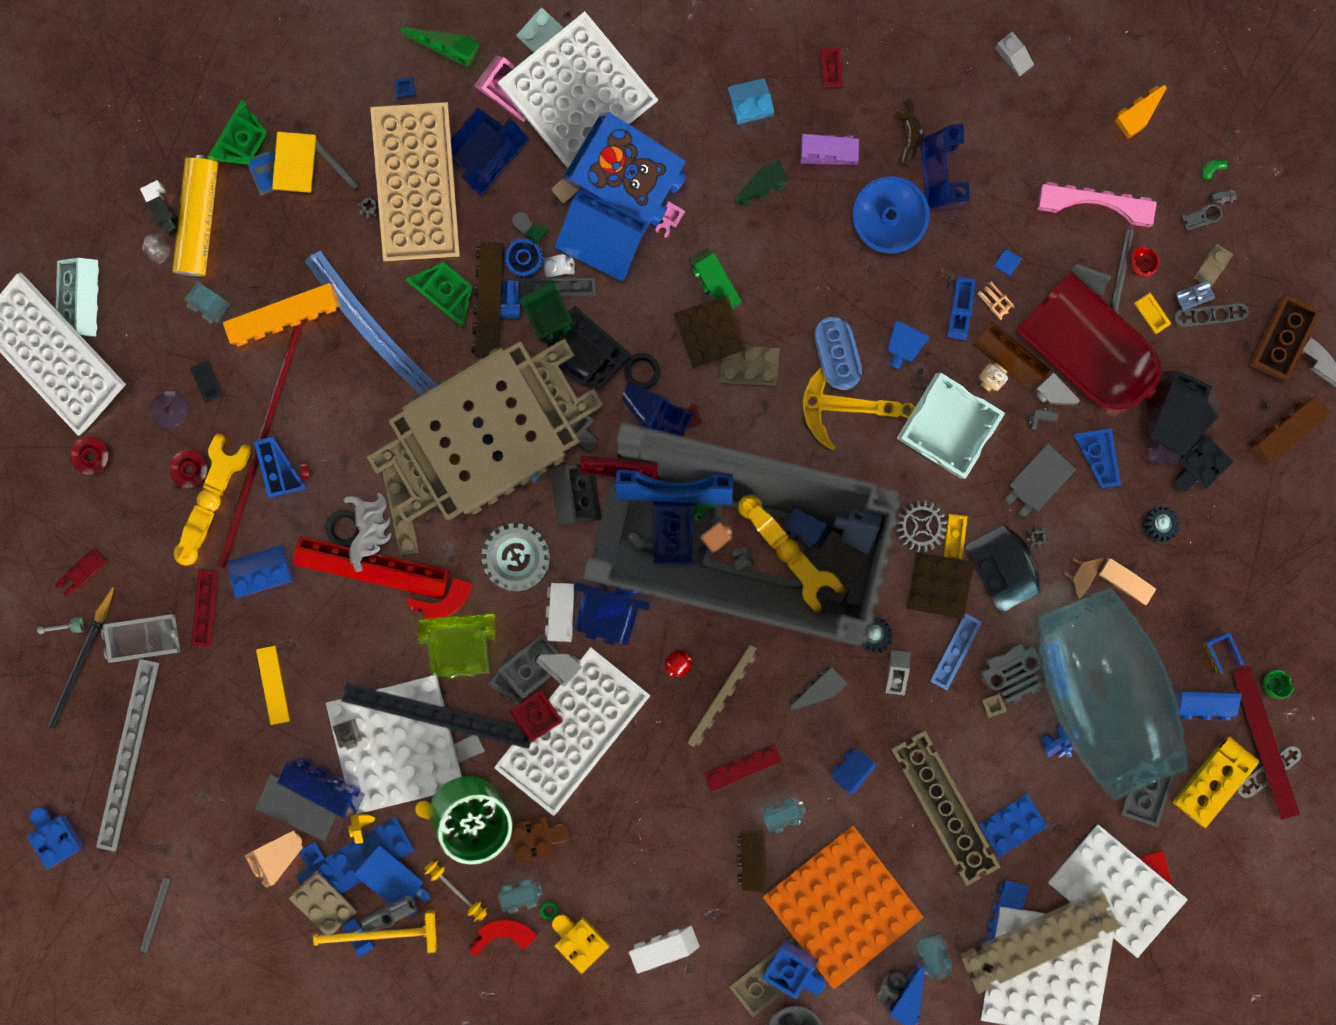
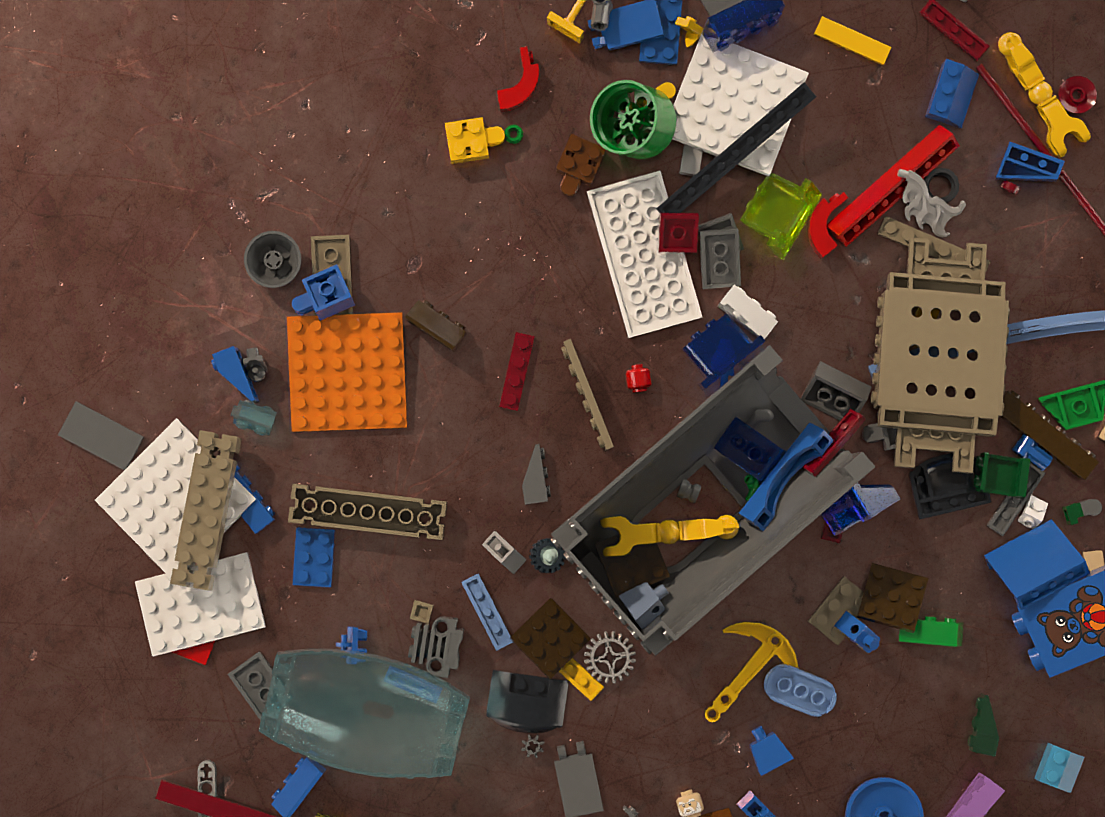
camera: 120 degrees right, 0 degrees up
(347, 734) = (771, 71): clear smoke brick -> none
(475, 910) = (609, 65): yellow axle -> none
(498, 569) = (819, 287): light grey wheel -> none
(520, 268) = (1050, 493): blue brick -> none
(524, 895) = (540, 124): clear light blue brick -> none
(560, 666) = (703, 281): light grey slope -> none
(647, 357) = (912, 522): black tyre -> none
(664, 949) = (416, 203): white wedge -> none
(671, 218) = (1008, 633): bright pink plate -> none
(717, 537) = (721, 481): nougat arch -> none
(758, 332) = (864, 638): none -> blue torso
(788, 813) = (453, 382): clear light blue brick -> none
(807, 529) = (675, 560): dark blue brick -> none
(853, 770) = (451, 457): blue slope -> none
(950, 425) = (675, 740): light aqua tile -> none
(1084, 575) = (474, 762): nougat piece -> none
(1127, 581) = (444, 794): light nougat slope -> none
(1240, 766) = (230, 779): yellow hinge -> none

